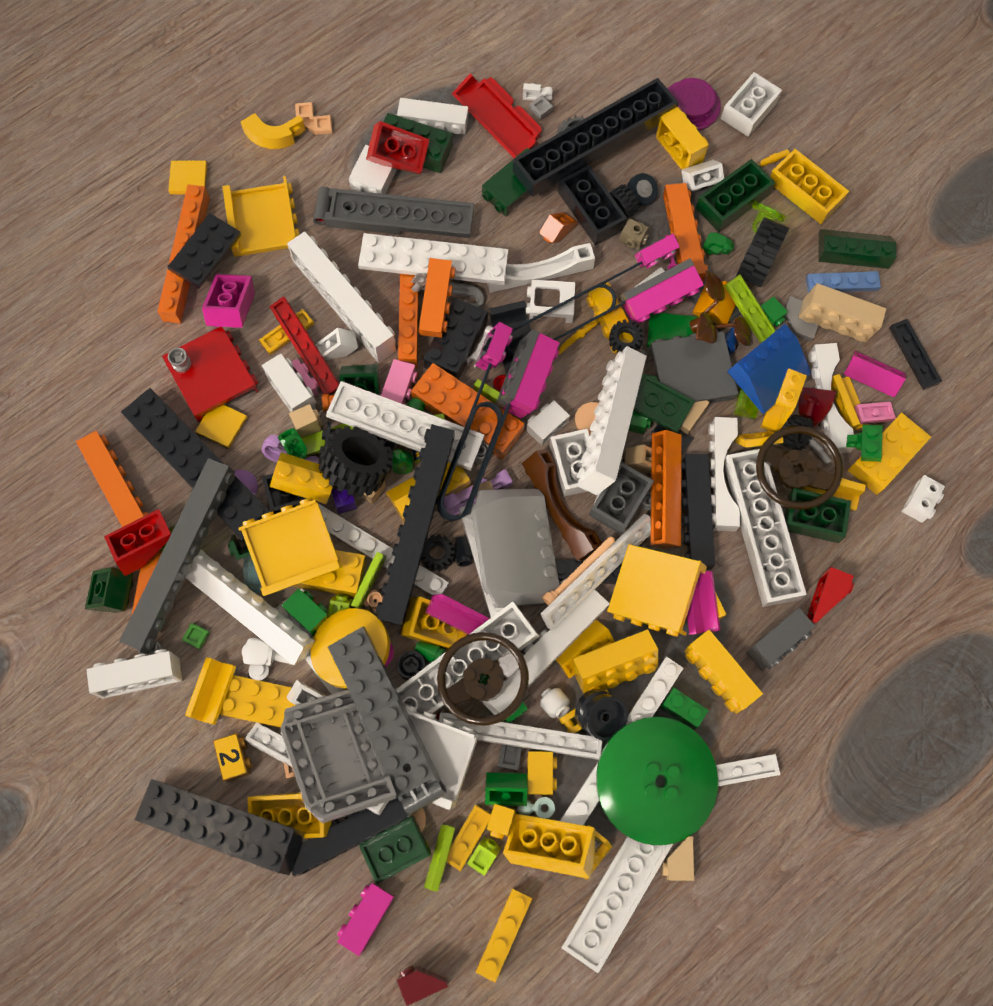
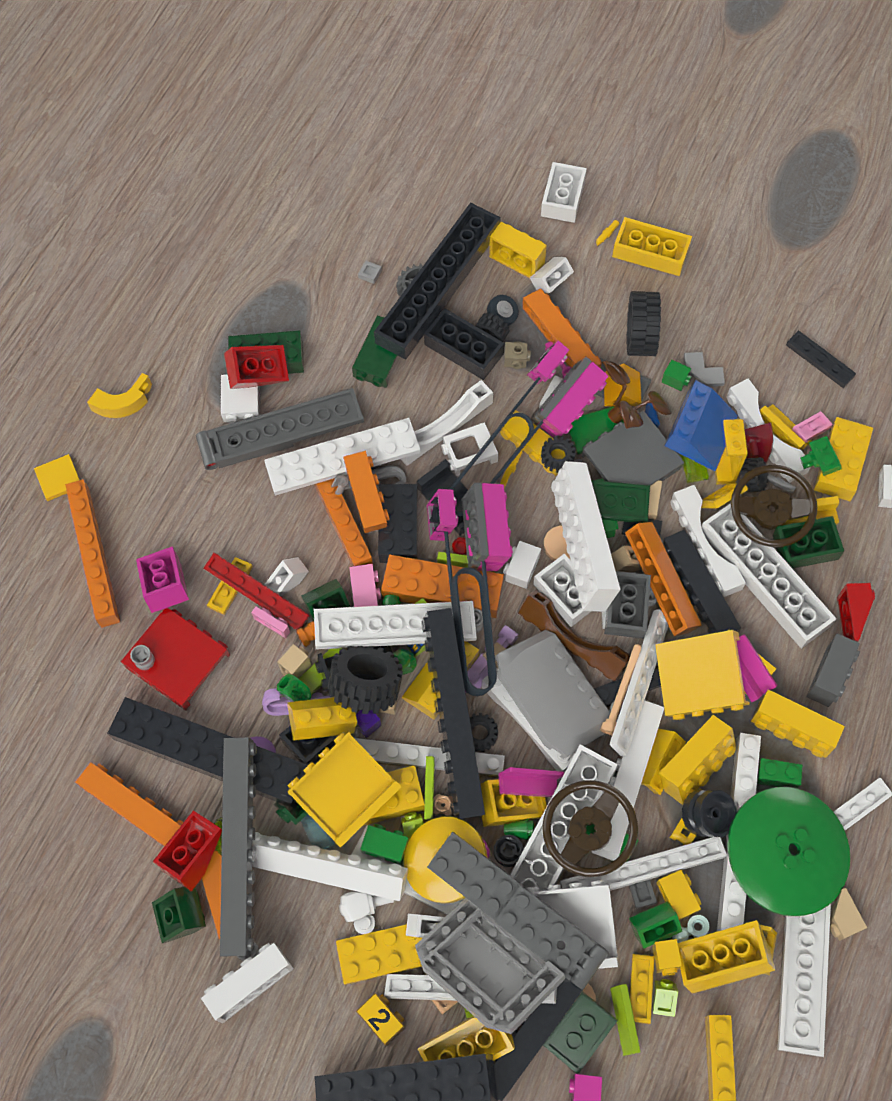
camera: 20 degrees left, 5 degrees down
(195, 636) = (285, 919): bright green tile -> none
(204, 250) = (114, 541): black plate -> none
(210, 691) = (328, 965): yellow panel -> none
(221, 425) = (210, 703): yellow tile -> none
(262, 217) = (152, 487): yellow panel -> none
(288, 383) = (260, 635): white brick -> none
(313, 123) = (161, 375): light nougat tile -> none
(342, 296) = (270, 528): white brick -> none
(437, 115) = (274, 319): white brick -> none
(463, 553) = (504, 721): black cone -> none
(475, 355) = (424, 520): white piece -> none
(494, 111) = (326, 293): red slope -> none
(534, 91) = (356, 260): white plate -> none
(555, 702) = (659, 823): white head -> none
(557, 227) = (441, 377): orange slope -> none
(697, 101) = (513, 208): magenta piece -> none
(717, 244) = (597, 332): green rock -> none
(734, 195) = (590, 281): dark green brick -> none
(749, 308) = (656, 379): lime tile -> none
(767, 212) = (626, 287): clear neon green tile -> none
(842, 313) = (739, 349): tan brick -> none
(845, 281) = (724, 320): medium blue plate -> none
(856, 249) = (722, 285): dark green slope -> none
(875, 374) = (794, 392): dark pink panel -> none

